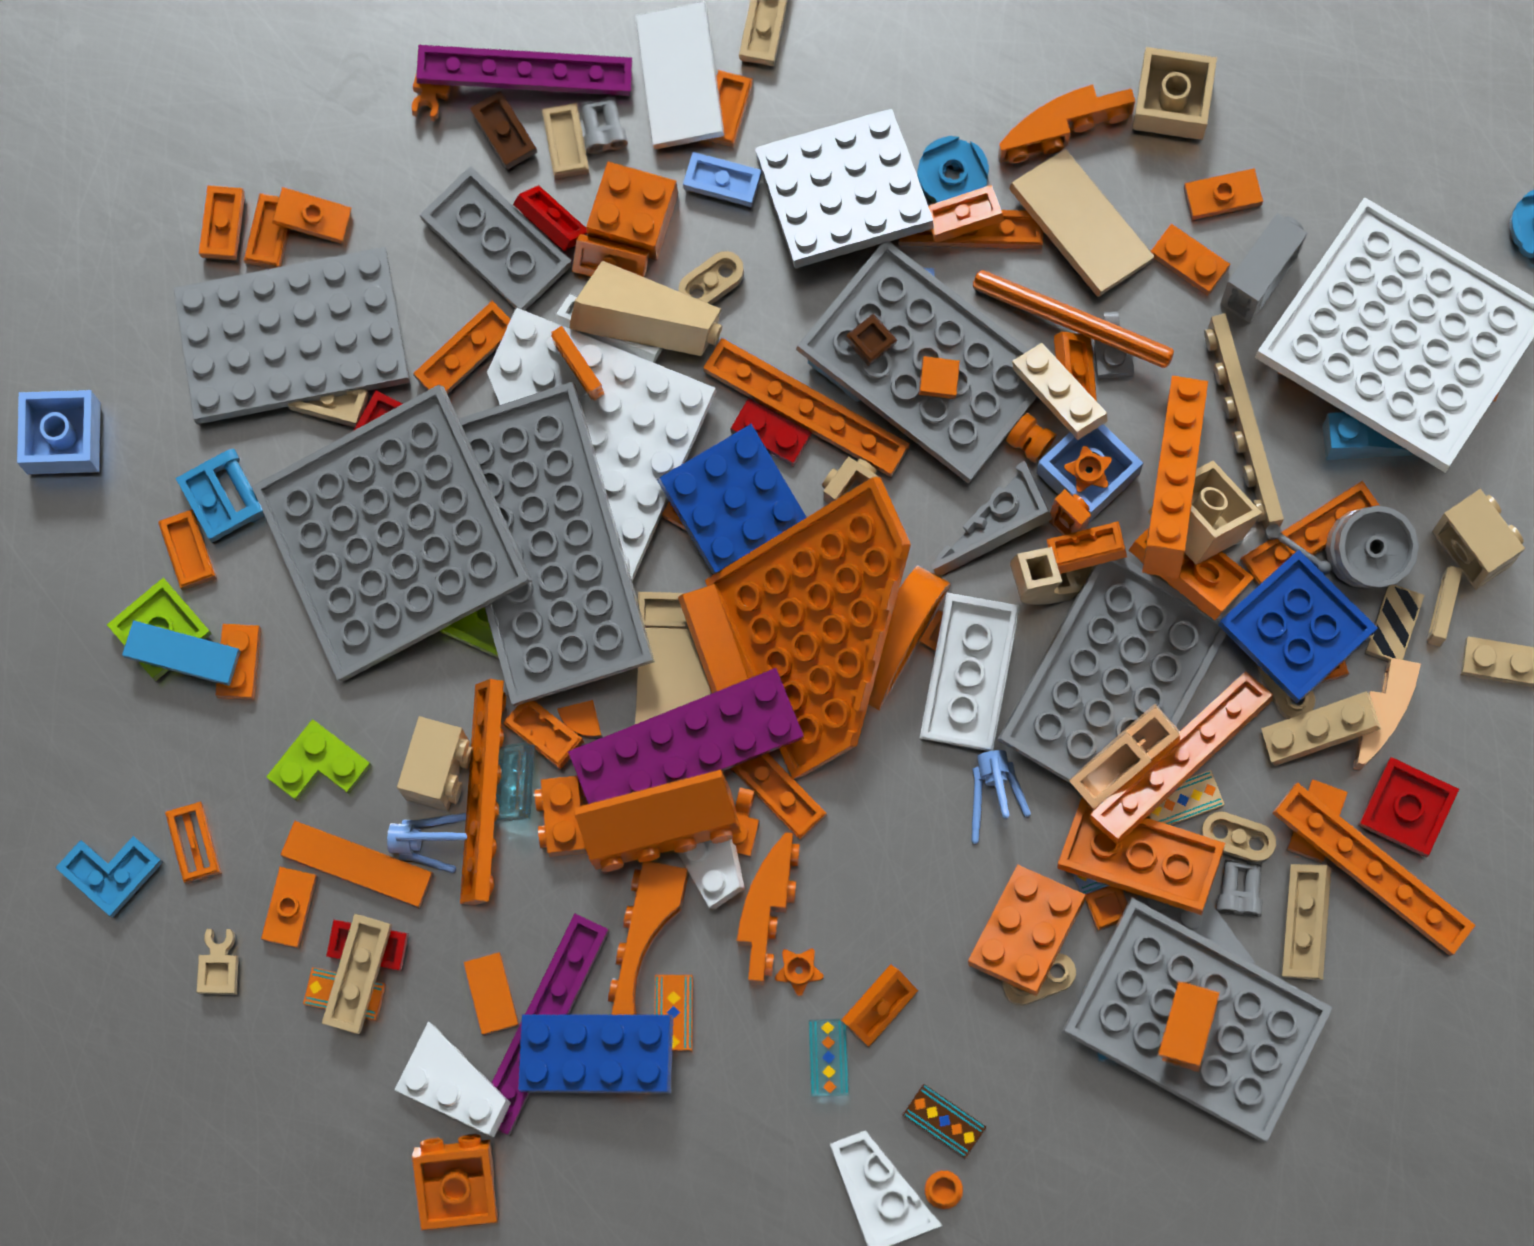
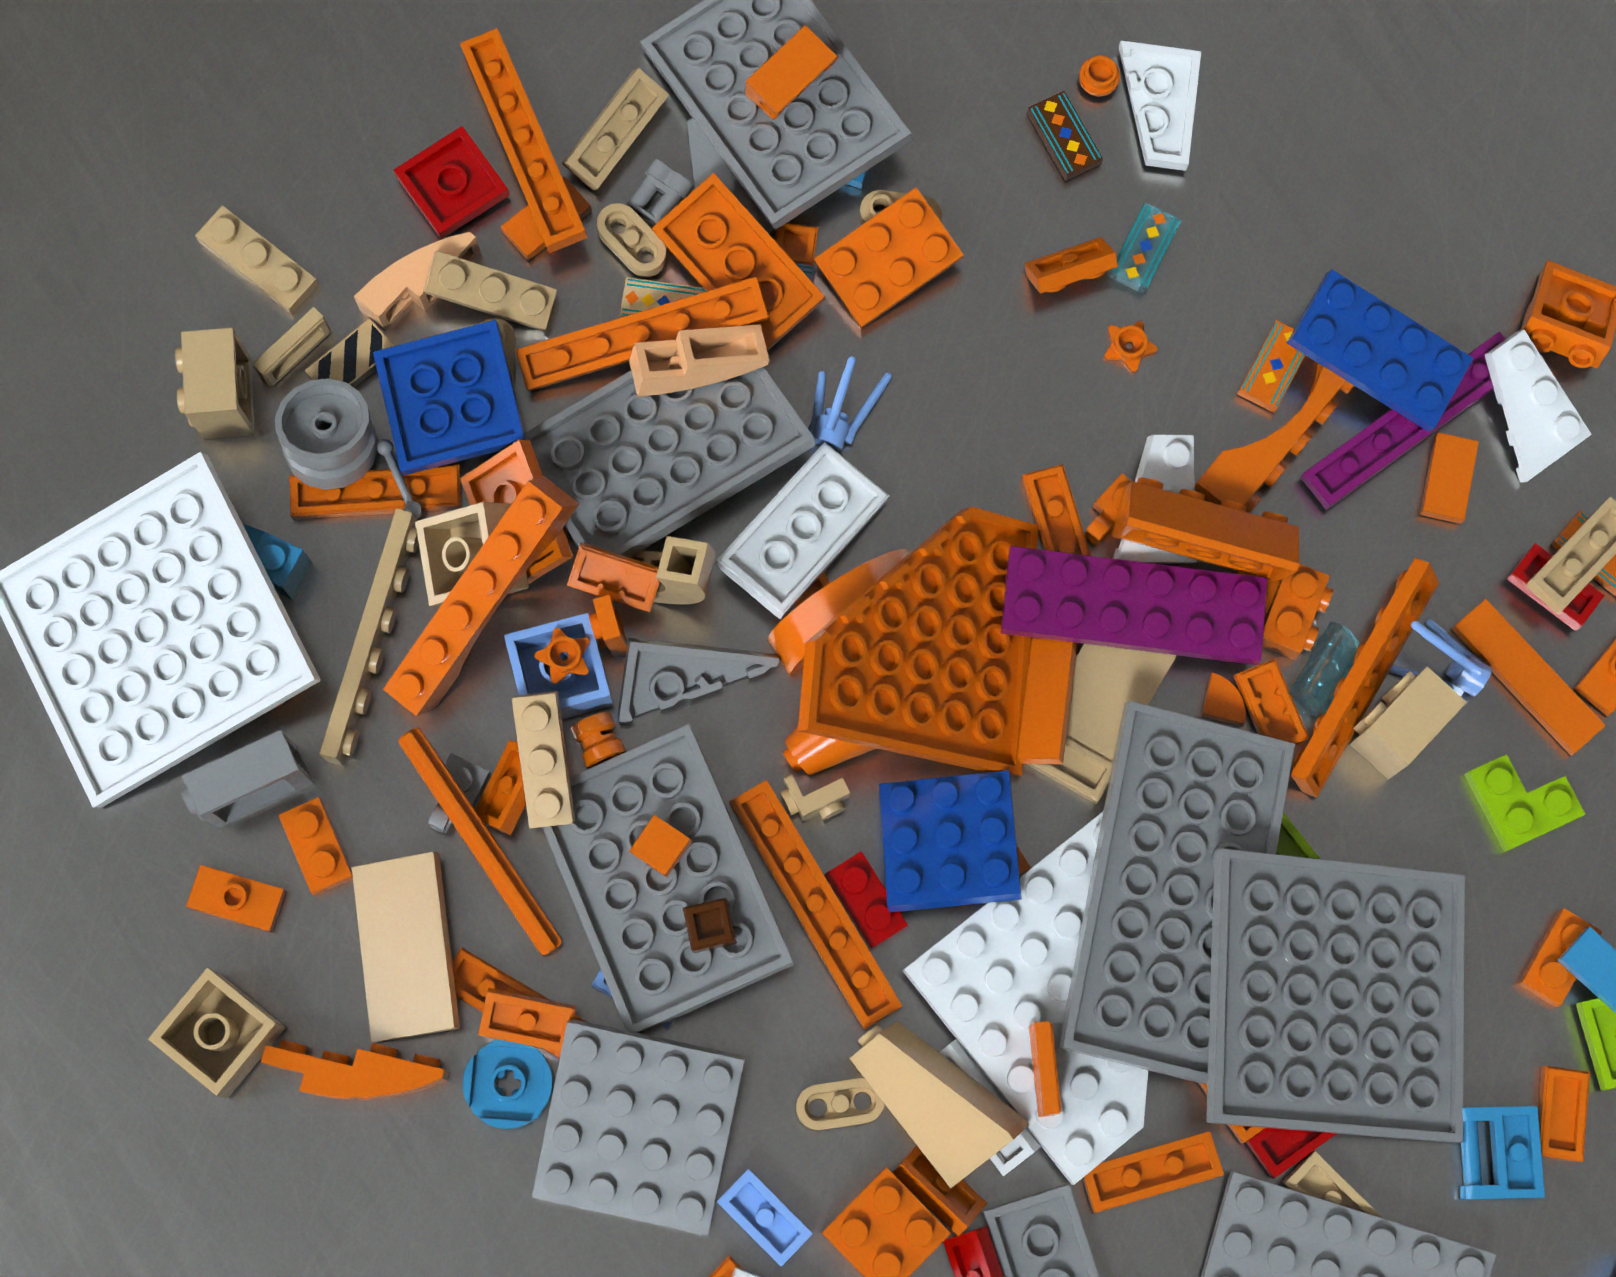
camera: 160 degrees left, 0 degrees up
(768, 892) = (1127, 423): orange slope -> none

